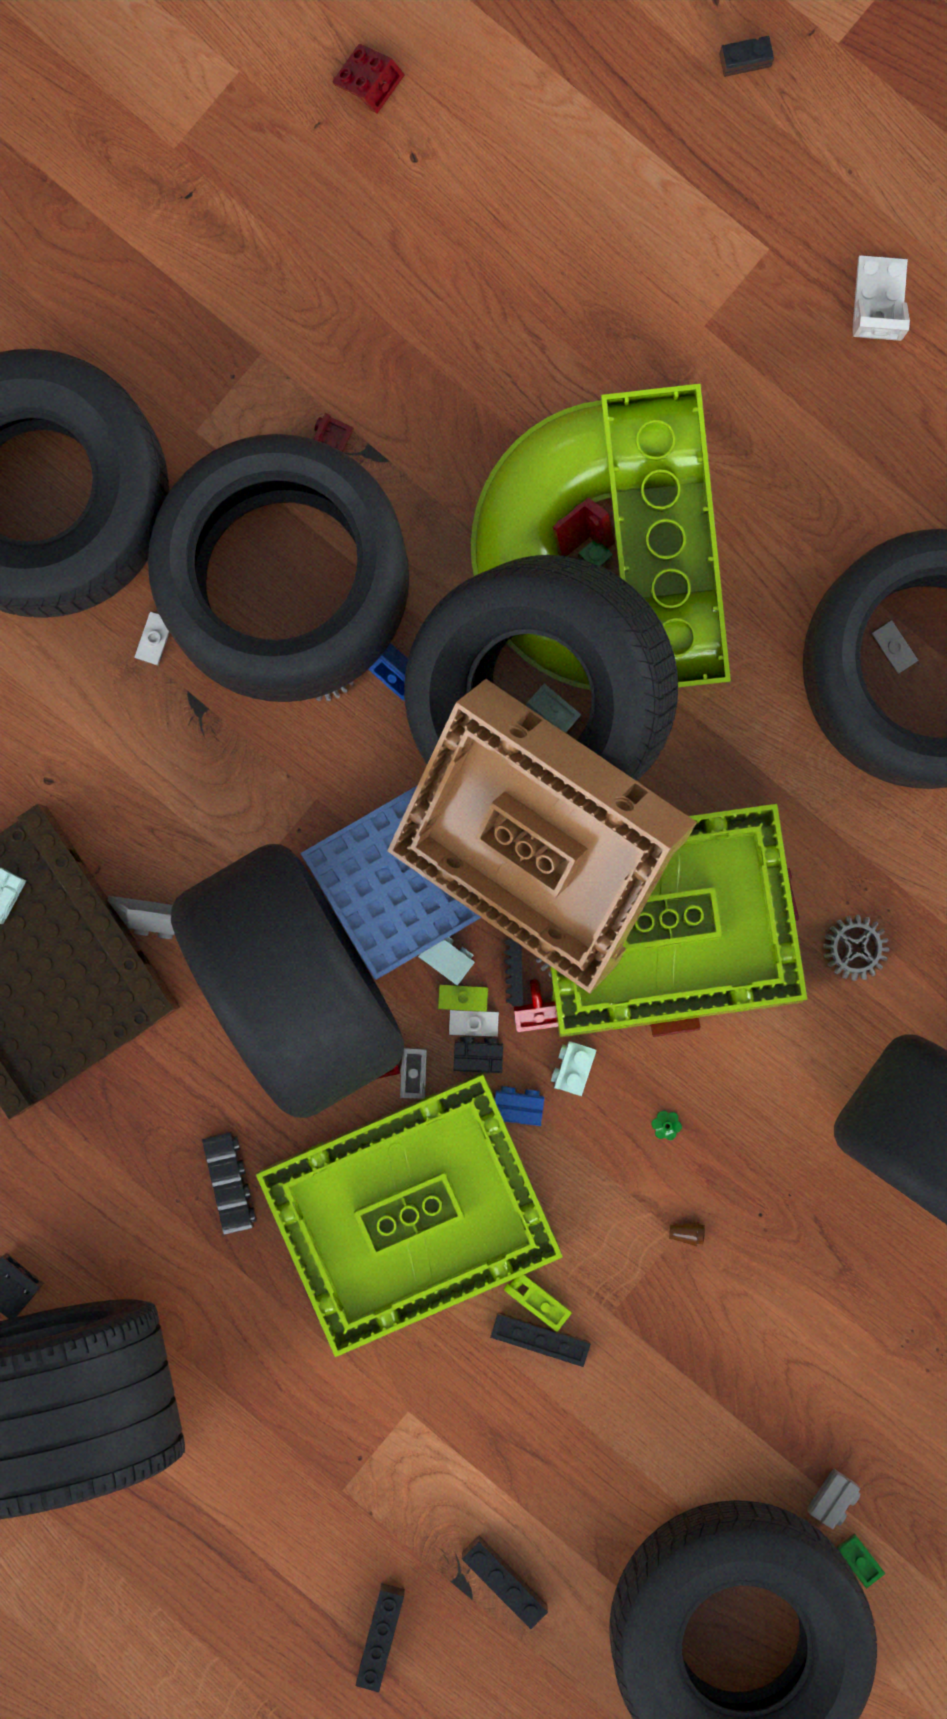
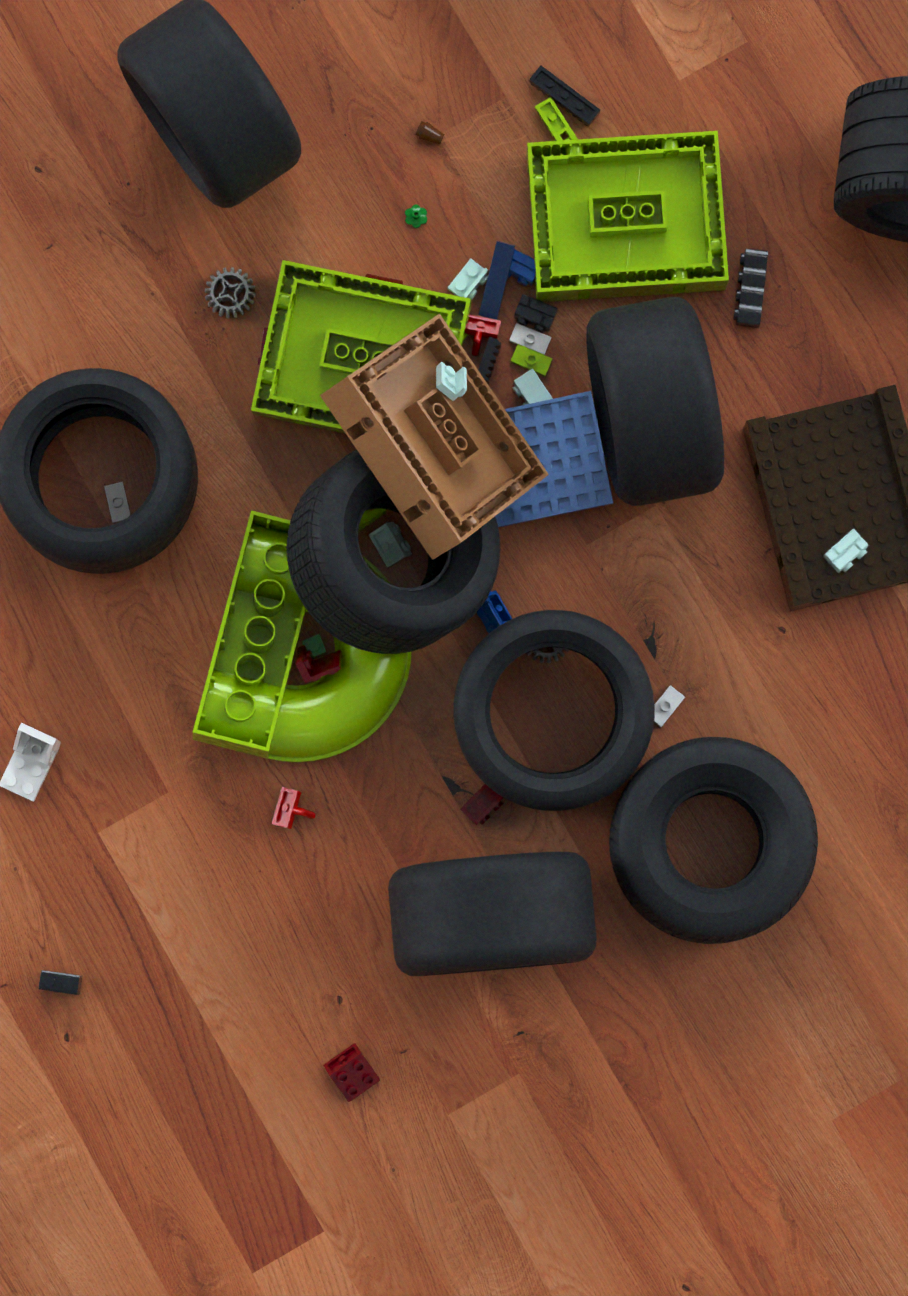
camera: 160 degrees left, 5 degrees down
(144, 916) = (739, 500): light grey wedge -> none
(260, 285) = (492, 913): none -> black tyre
(413, 1073) = (588, 309): light grey brick -> none
(539, 1079) = (497, 280): none -> dark blue tile
(544, 909) = (449, 382): none -> light aqua bracket
(556, 353) = (288, 807): none -> plate

